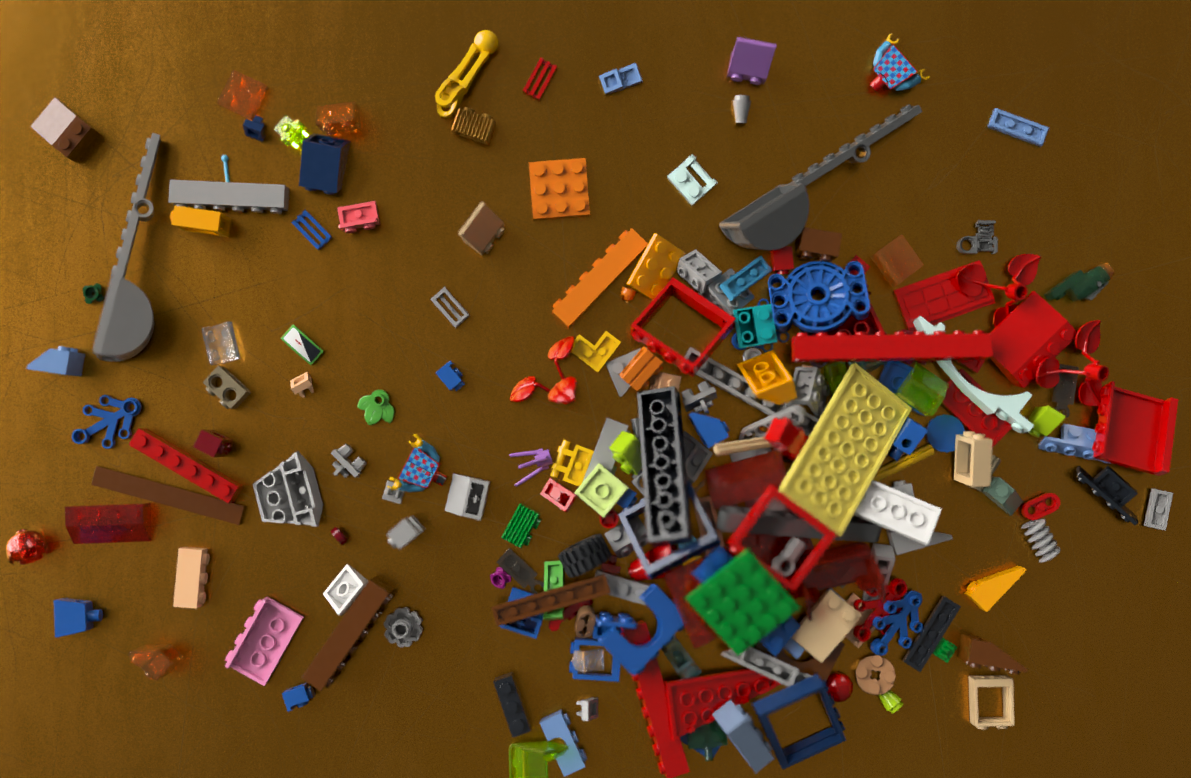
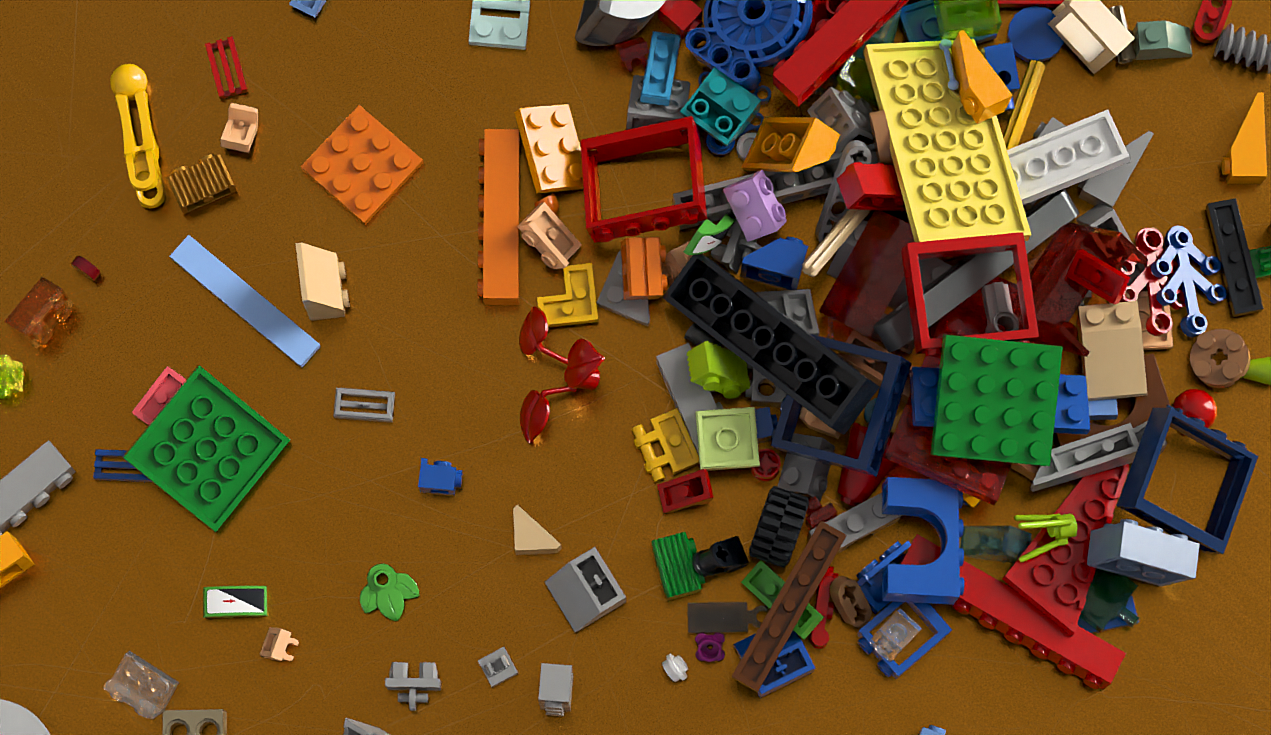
camera: 45 degrees left, 10 degrees down
(323, 163) = (70, 378): dark blue slope -> none
(353, 259) = (206, 448): none -> green plate
(381, 116) = (85, 268): none -> dark red tile
(420, 469) = (502, 610): torso -> none
(441, 203) = (245, 301): none -> light blue tile
(467, 445) = (531, 537): none -> tan slope
(474, 572) = (675, 667): none -> white plate
(517, 116) = (240, 128): none -> light nougat bracket
(541, 459) = (628, 472): medium lavender plant -> none
(544, 542) = (720, 558): none -> black piece
(589, 709) = (949, 695): light grey tile -> none
(613, 310) = (549, 236): none -> light nougat bracket
(686, 385) = (709, 236): none -> bright green slope
(697, 270) = (600, 109): light grey bracket -> none
(715, 685) = (1057, 525): none -> lime plant
(723, 392) = (755, 206): none -> lavender bracket
(742, 255) = (632, 49): none -> clear red tile
(816, 417) = (881, 136): none -> medium nougat beam
(854, 585) = (1098, 276): none -> red plate
(890, 436) = (979, 85): none -> light orange slope
(895, 398) = (945, 45): none -> light blue hinge

